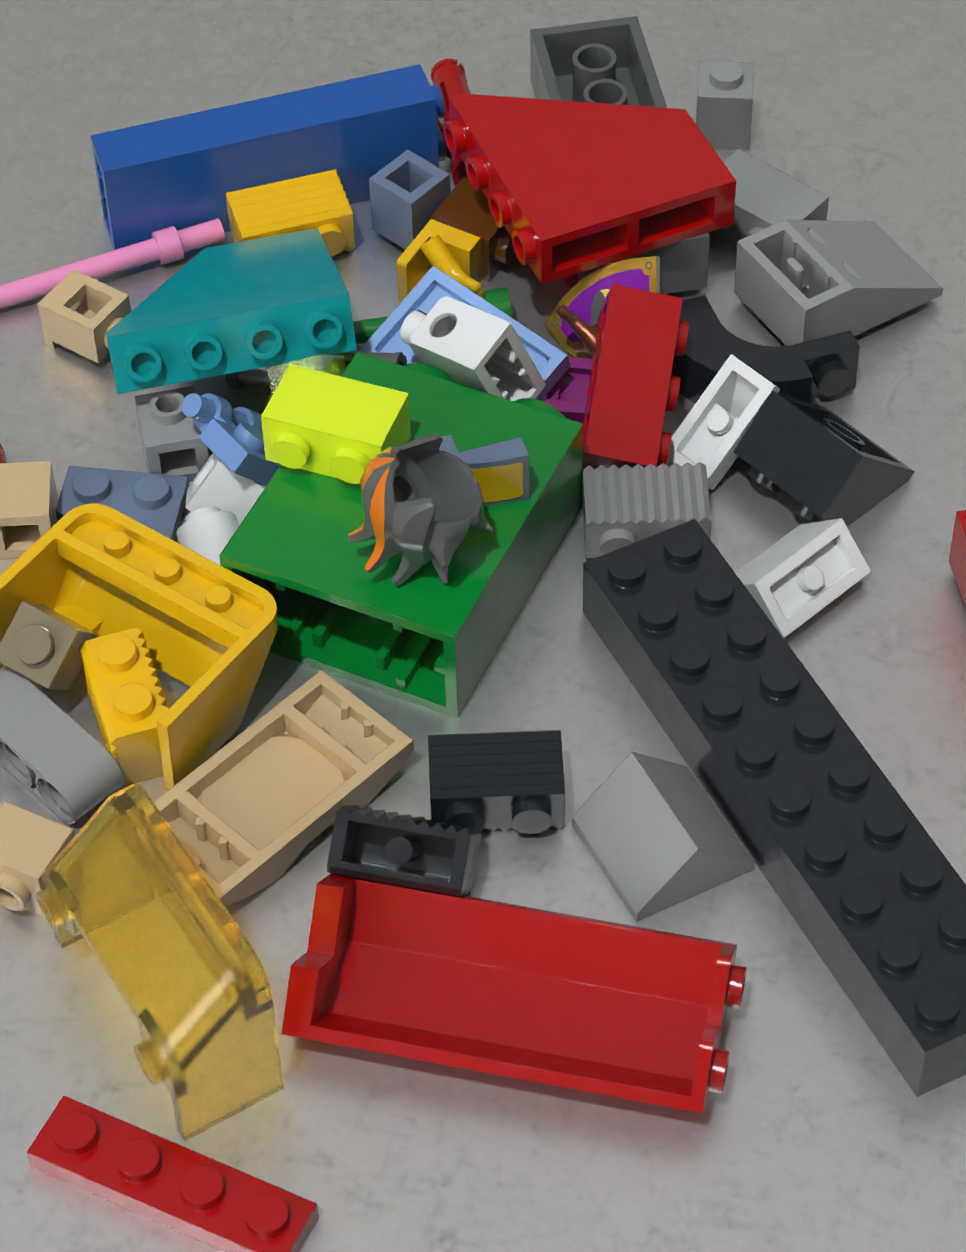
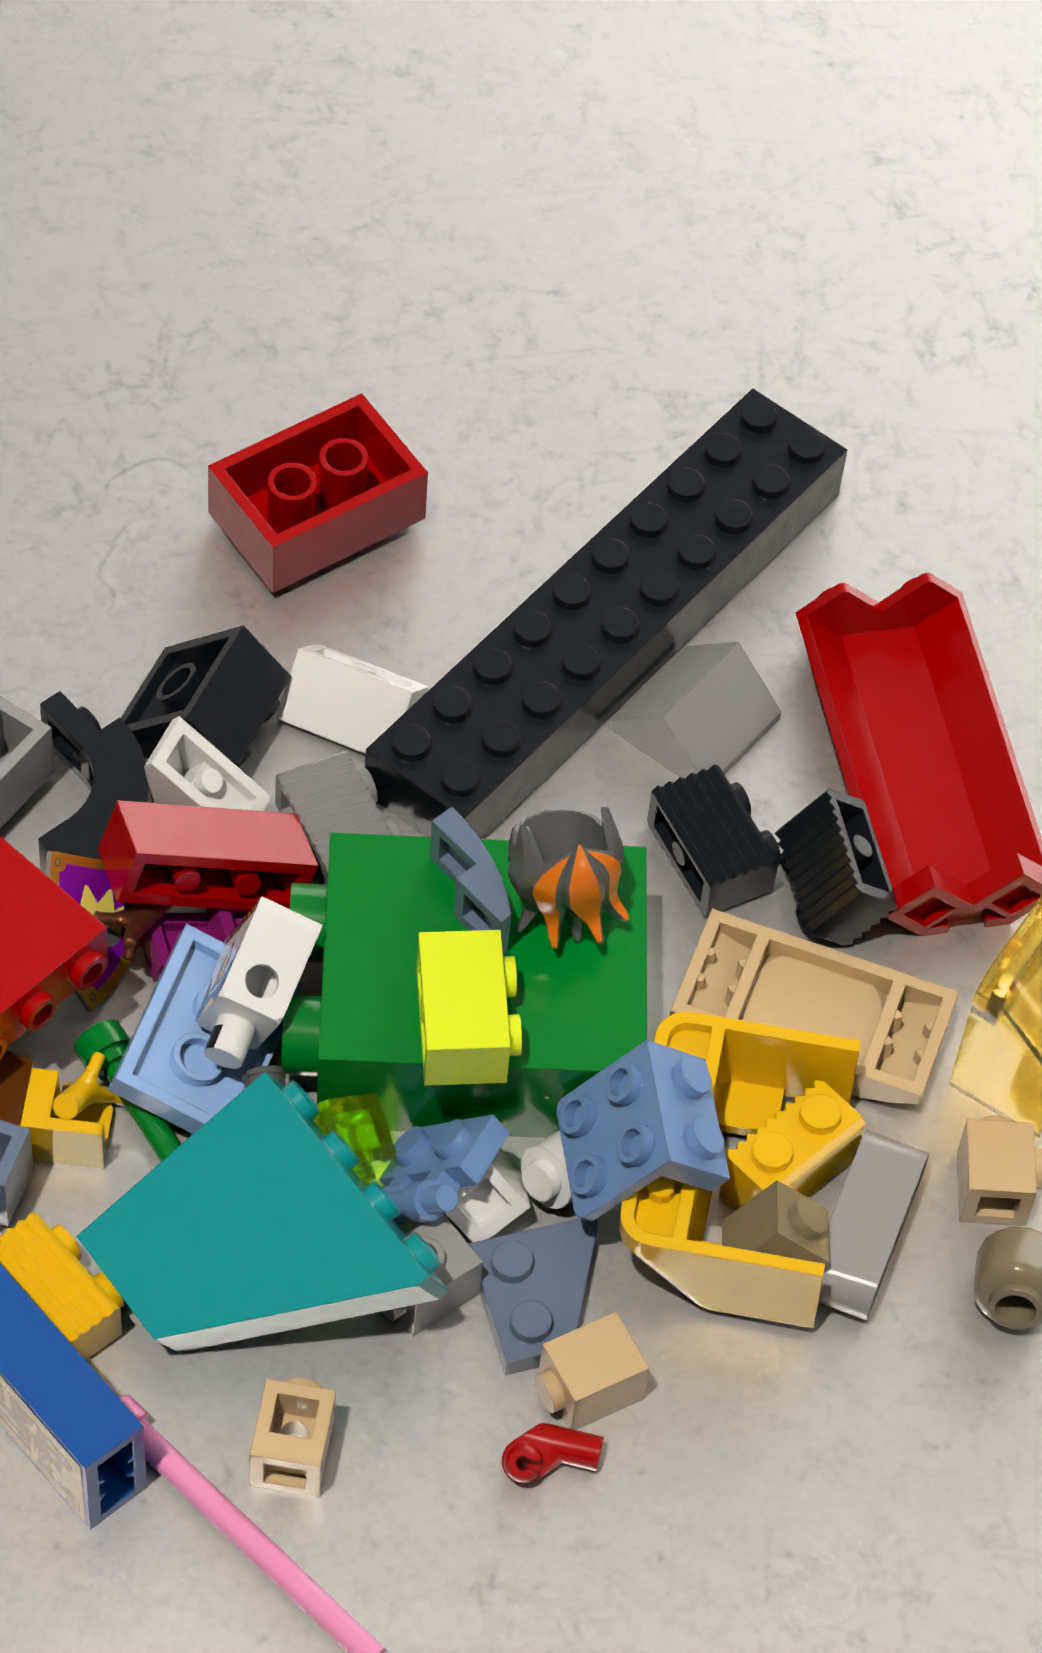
camera: 120 degrees left, 5 degrees up
(154, 541) = (640, 1122): none -> medium blue bracket

